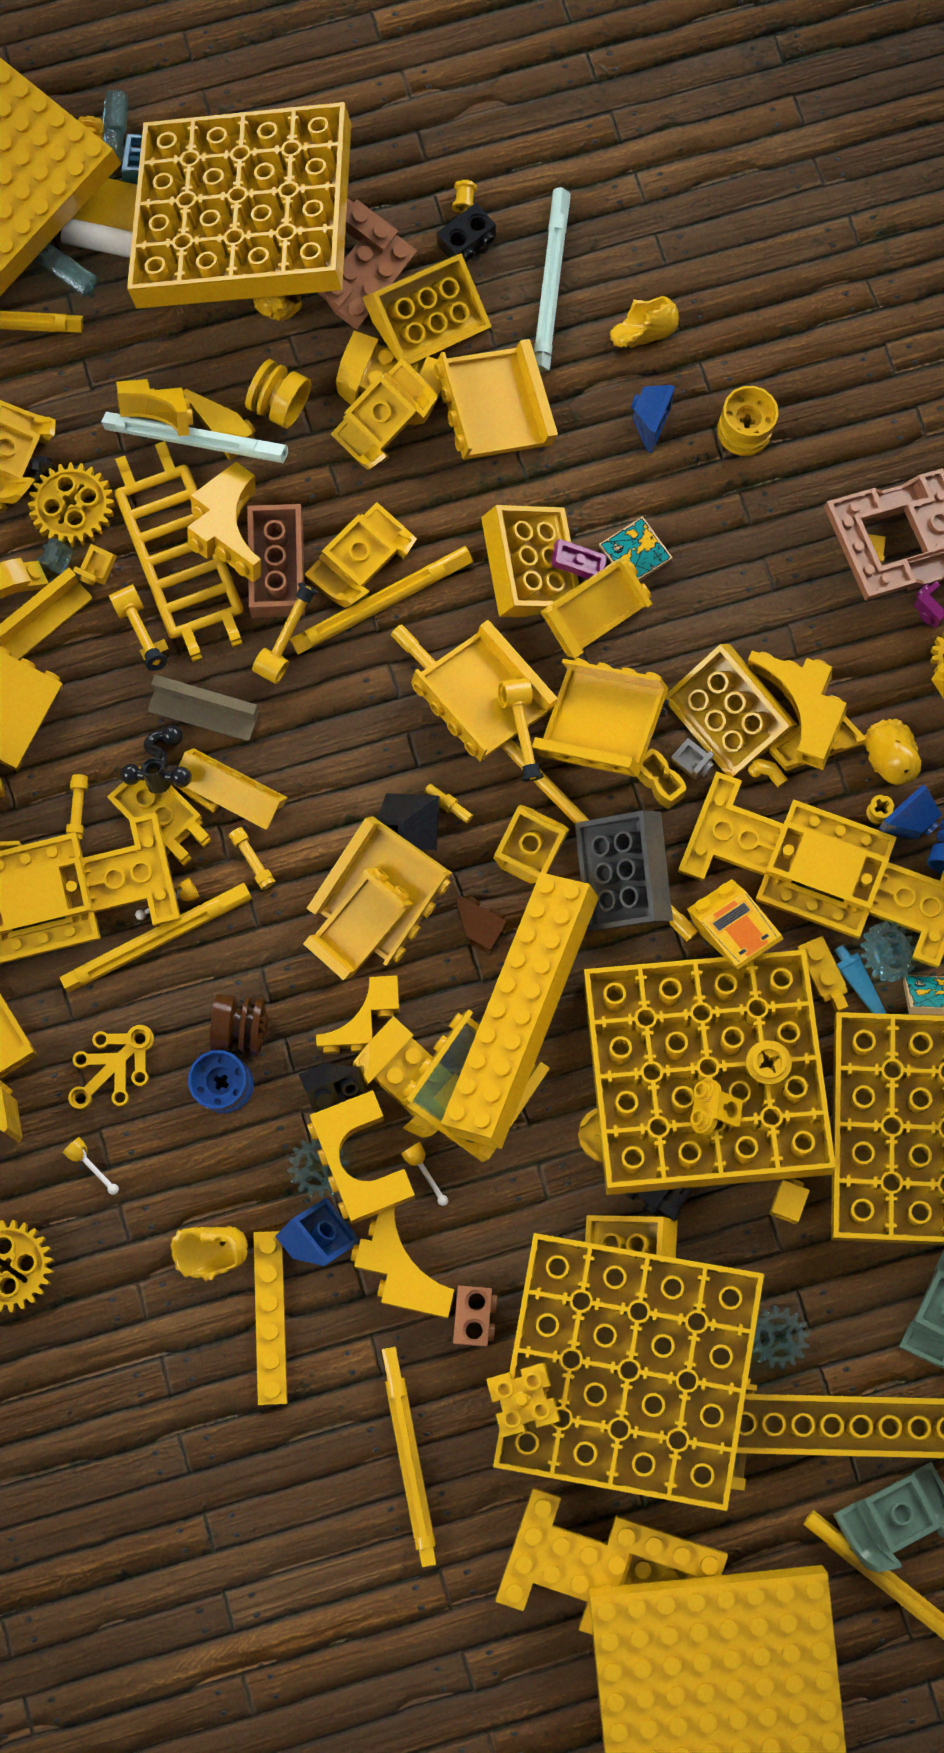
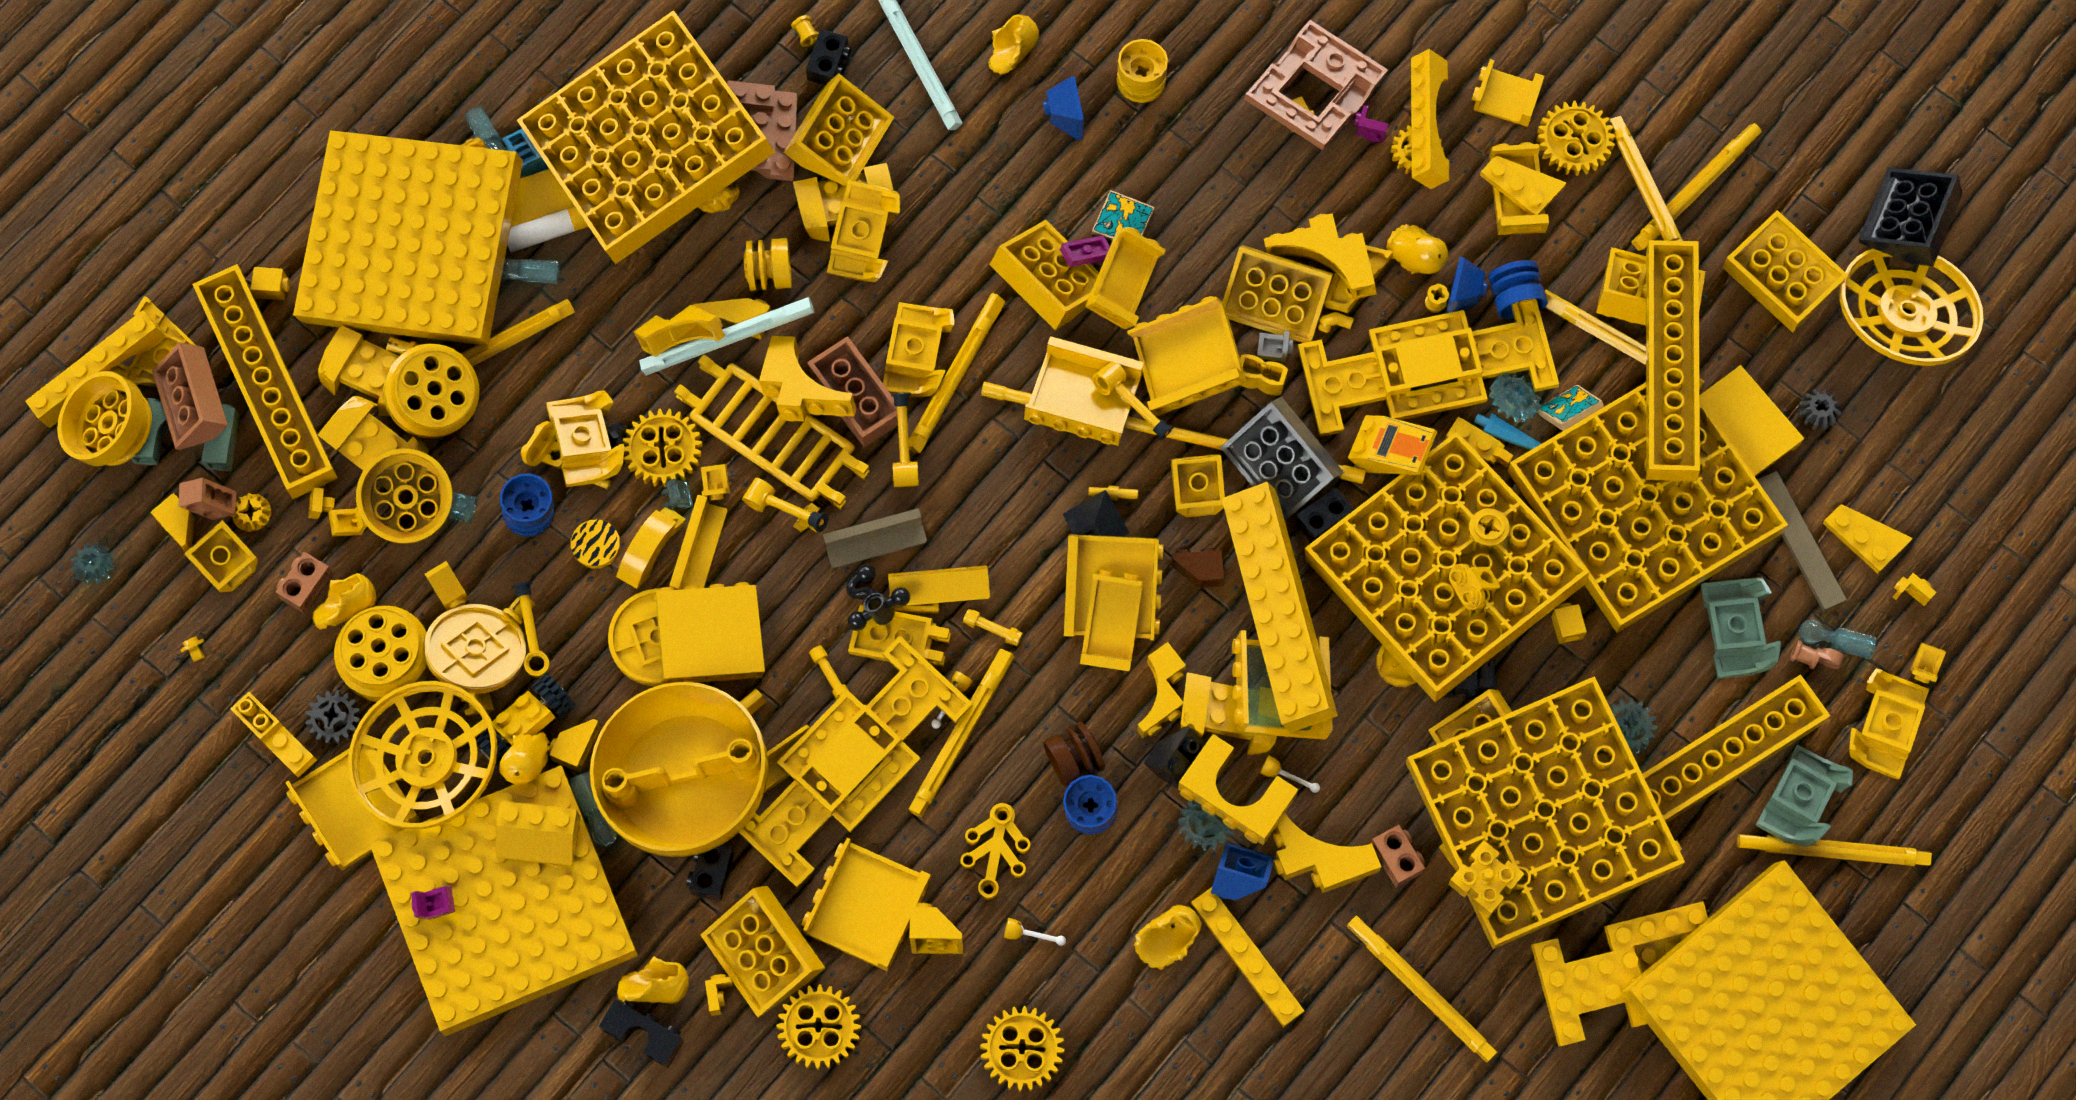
camera: 35 degrees left, 5 degrees down
(496, 401) = (941, 169): yellow panel -> none
(627, 942) = (1320, 512): none -> black brick

